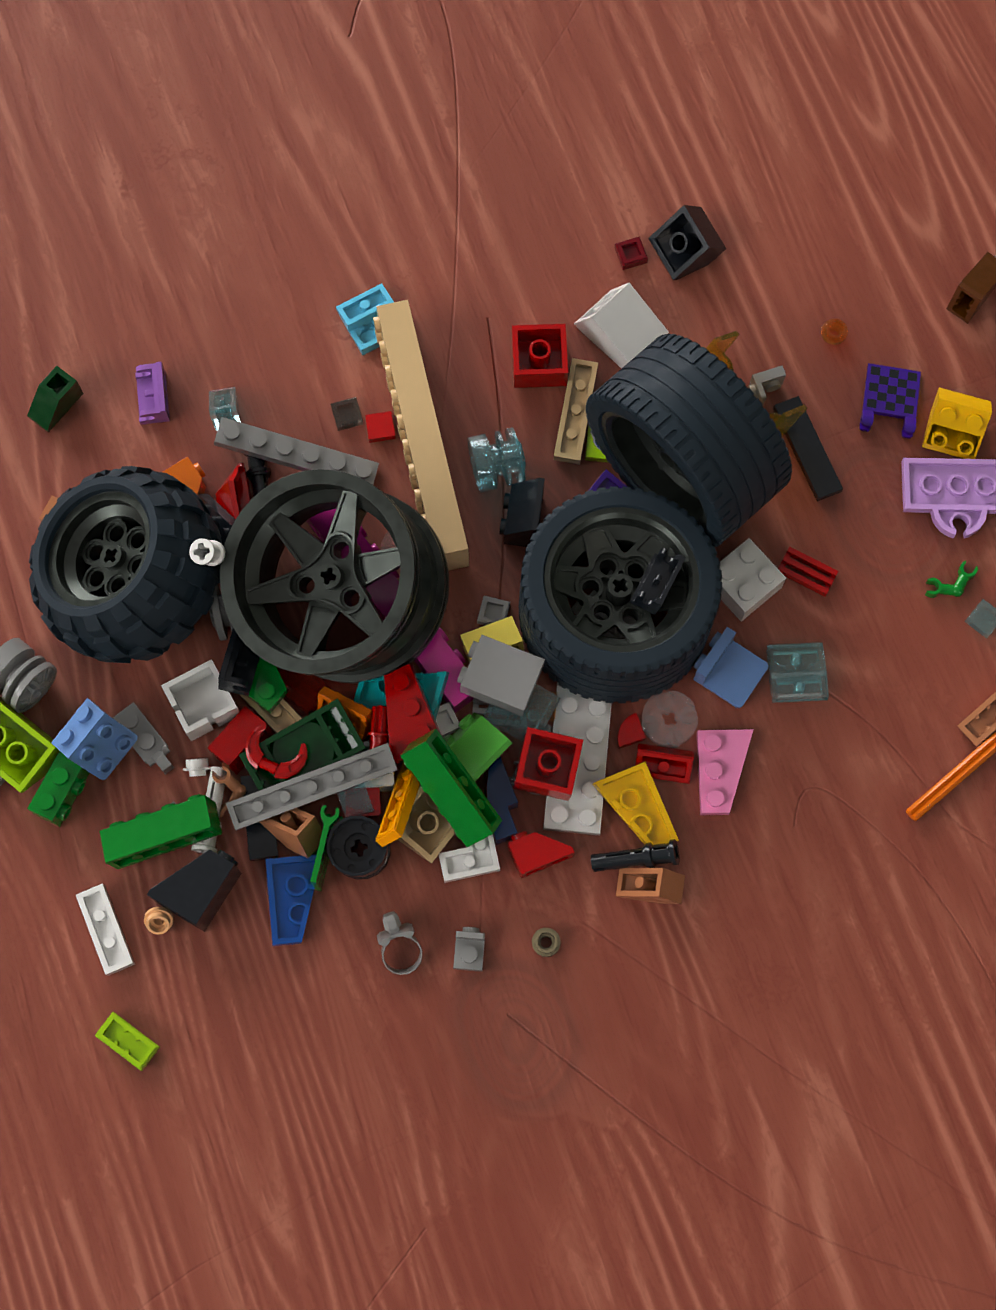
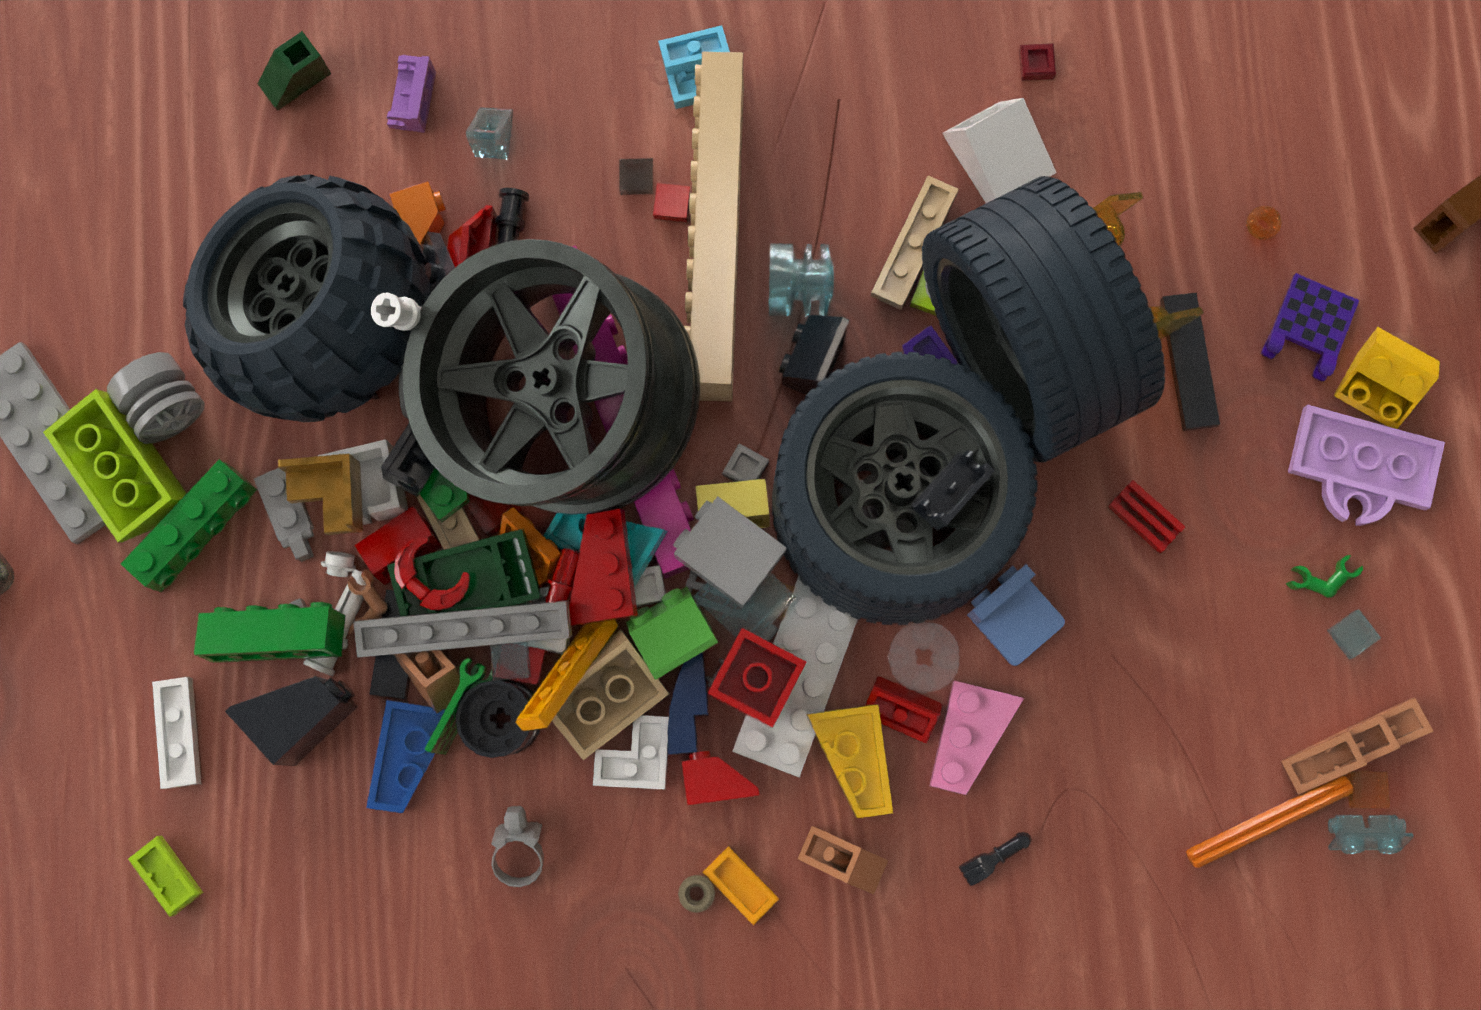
camera: 20 degrees right, 5 degrees up
(94, 740) = (219, 502): medium blue bracket -> none
(158, 920) = (238, 742): light nougat plate -> none
(180, 700) = (330, 480): none -> pearl gold panel
(290, 451) = (559, 210): light grey plate -> none
(451, 788) = (627, 679): green brick -> none
(469, 949) = (601, 877): light grey bracket -> none
(539, 355) = (888, 162): red brick -> none
(578, 927) = (741, 885): none -> light orange tile
(630, 731) = (871, 659): red tile -> none
(649, 856) = (849, 824): black pin -> none
(687, 242) = (1110, 64): black slope -> none
(748, 579) = (1069, 508): white brick -> none
(758, 861) = (984, 864): none -> black piece
(767, 380) = (1161, 263): light grey bracket -> none
(797, 672) = (1099, 641): clear light blue slope -> none

